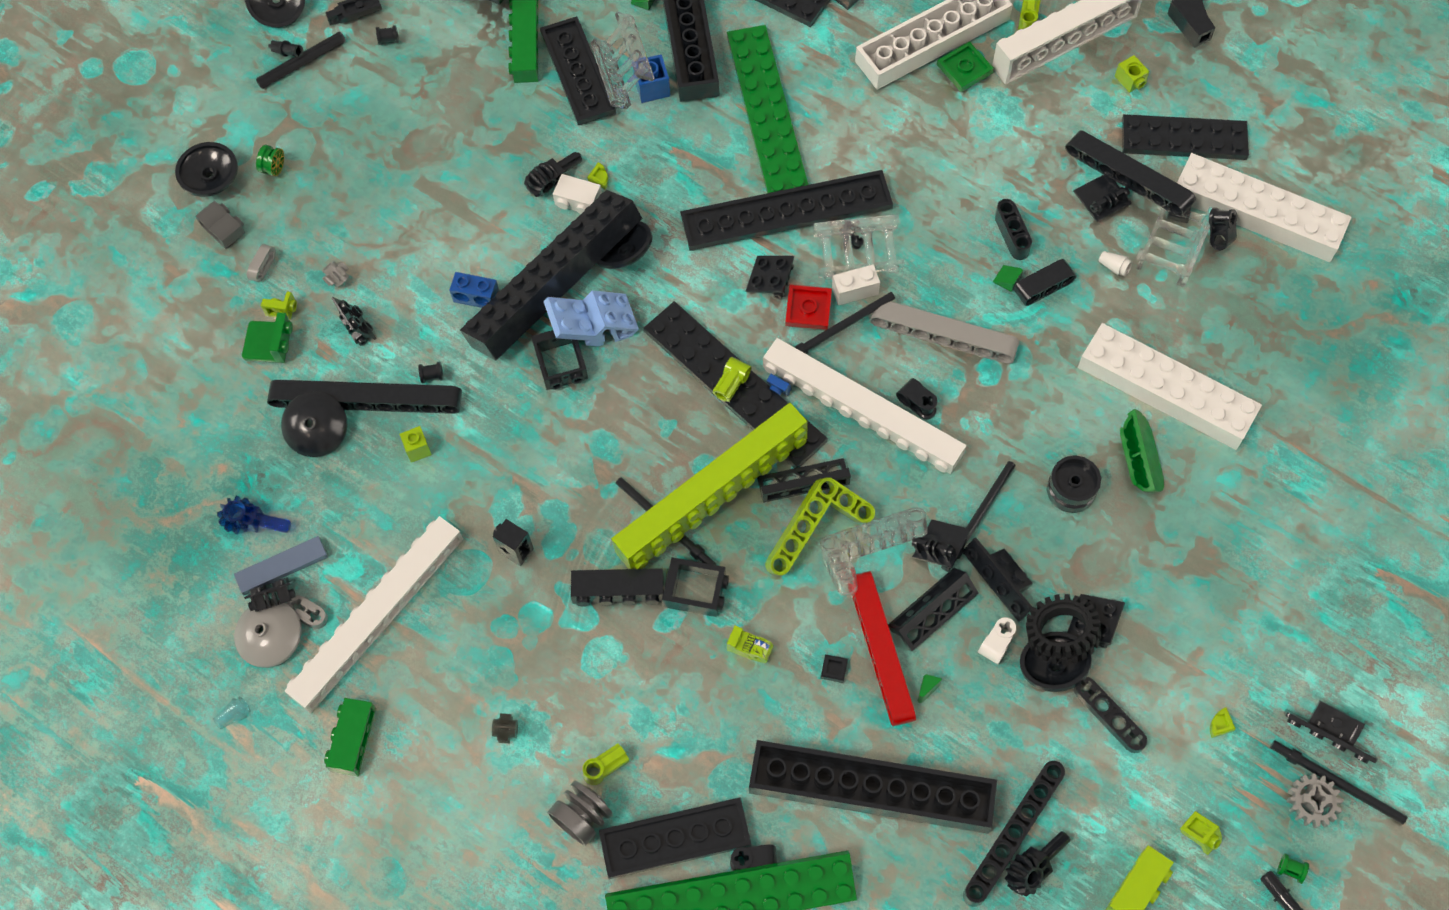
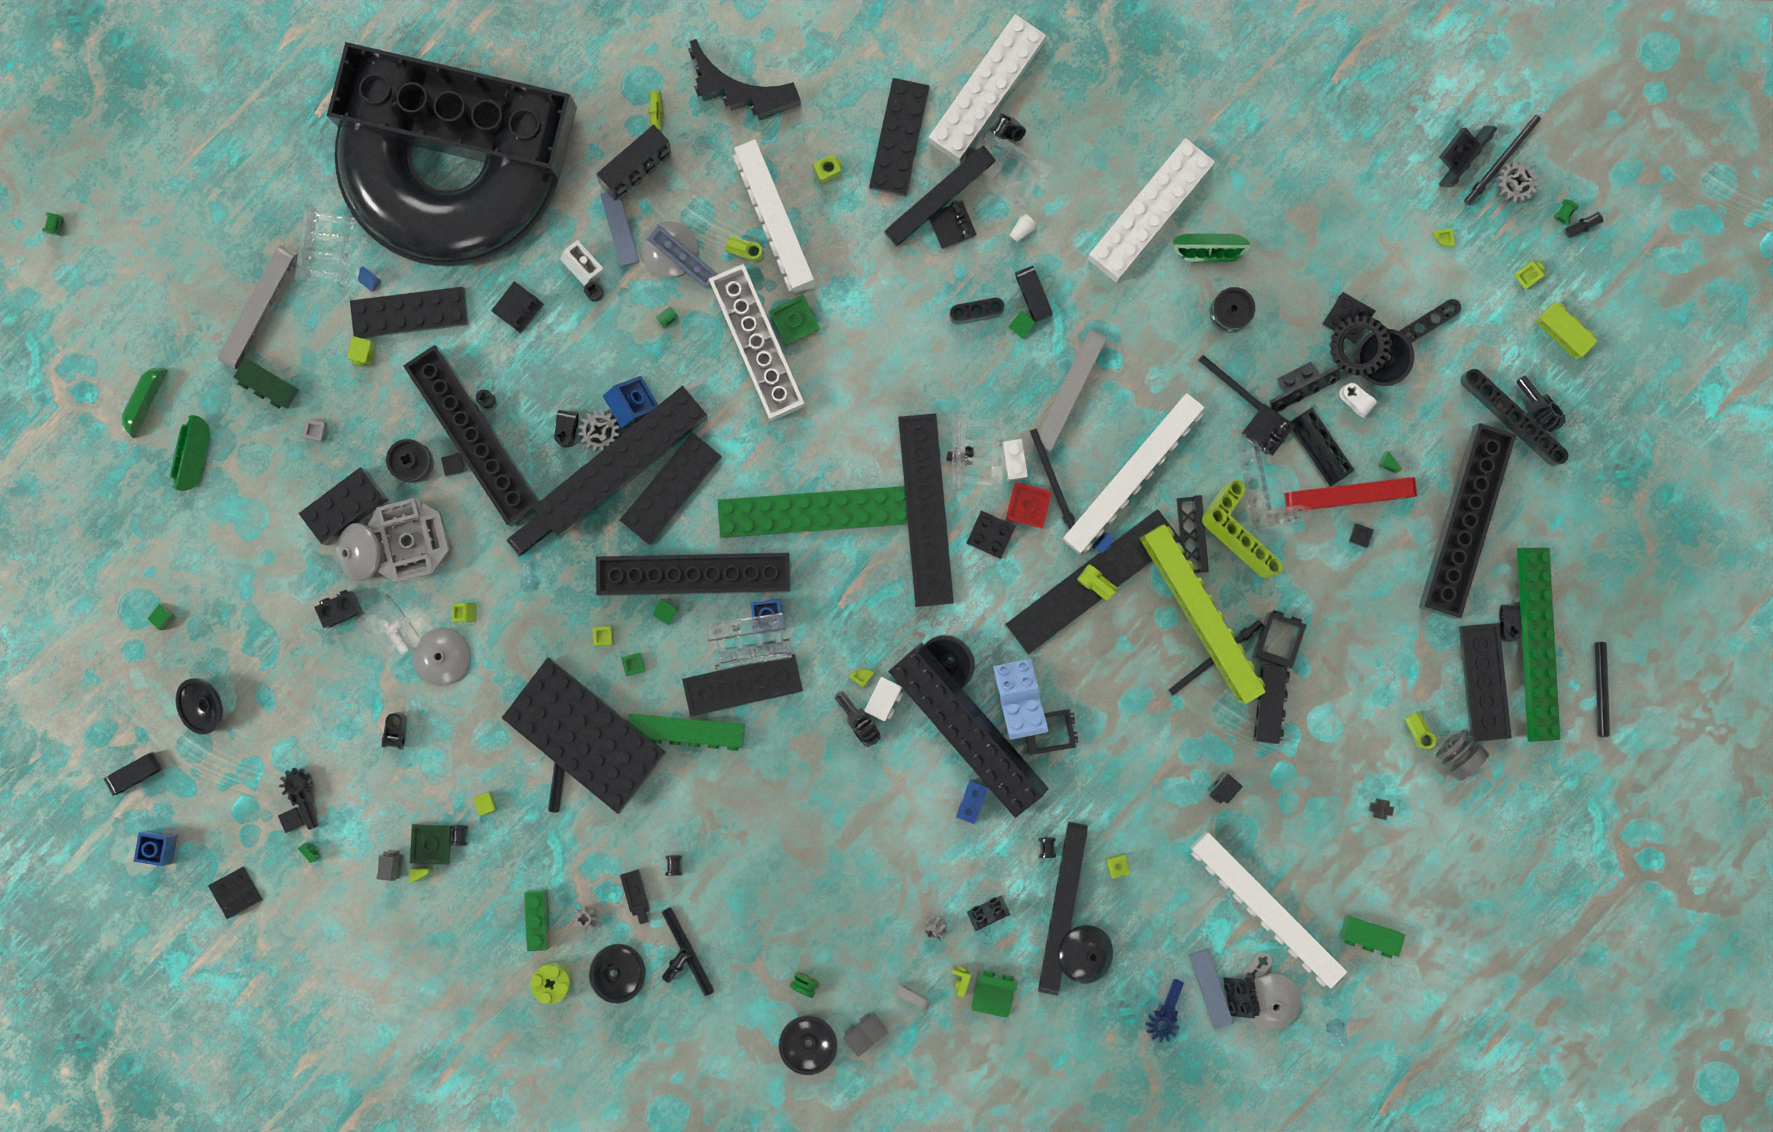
camera: 80 degrees left, 20 degrees up
(749, 645) = (1335, 601): lime leg -> none
(918, 399) = (1129, 427): black piece -> none

